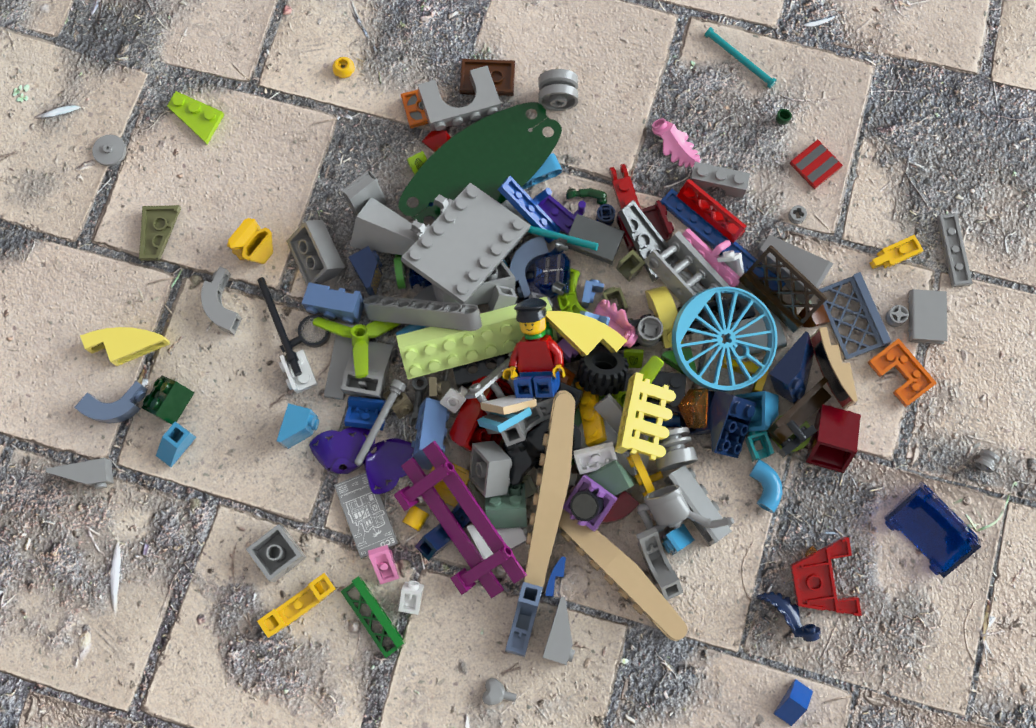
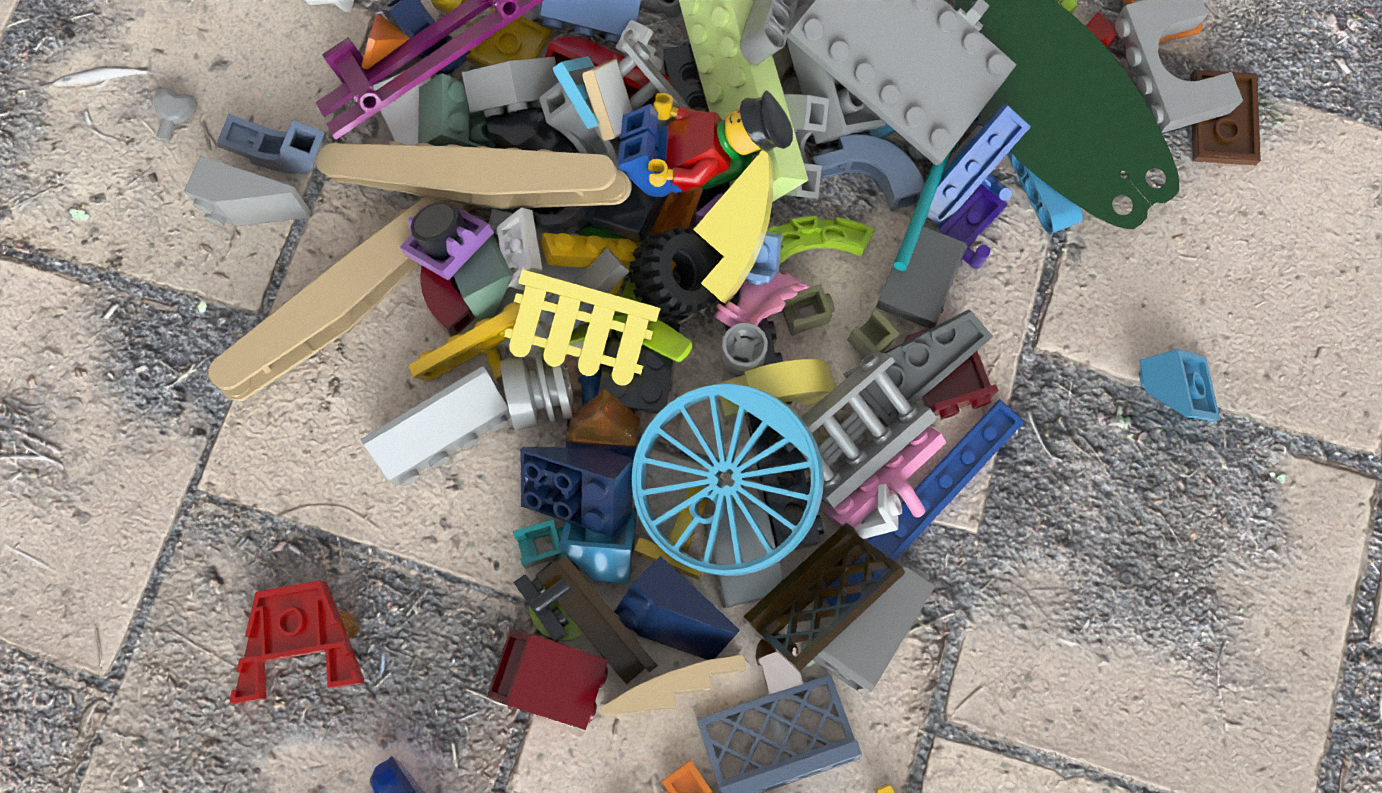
camera: 85 degrees right, 0 degrees up
(437, 388) = (660, 19): dark tan bracket -> none
(452, 558) = (382, 41): none -> orange slope
(552, 271) = (859, 205): clear blue torso -> none
(557, 572) = (346, 201): blue slope -> none
(558, 89) = (1205, 222): light grey wheel -> none
(588, 295) = (823, 266): medium blue bracket -> none
(589, 192) = (1011, 280): dark green arm -> none
(608, 217) = (959, 303): dark blue wheel -> none
(623, 187) = (1020, 339): red hinge -> none
(634, 357) = (705, 338): lime slope -> none
(648, 108) = (1181, 382): none -> dark azure slope
(658, 564) = (344, 362): light grey arch -> none
(669, 358) = (702, 415): bright green slope -> none
(671, 510) = (423, 366): light grey piece -> none
(675, 143) = (1113, 433): bright pink plant -> none
(677, 539) = (381, 389): dark azure slope -> none
(711, 211) = (979, 485): red fence -> none
(730, 180) = (1041, 523): light grey arch -> none
(741, 58) = (1345, 510): teal bar -> none
(771, 486) = (467, 559): dark azure cylinder -> none
(783, 116) = (1183, 641): dark green hinge -> none
(792, 616) = (240, 576): dark blue plant -> none
(794, 703) = (101, 575): blue slope -> none
(802, 212) = (985, 660): light grey bush -> none
(816, 164) = (1084, 695): red tile -> none

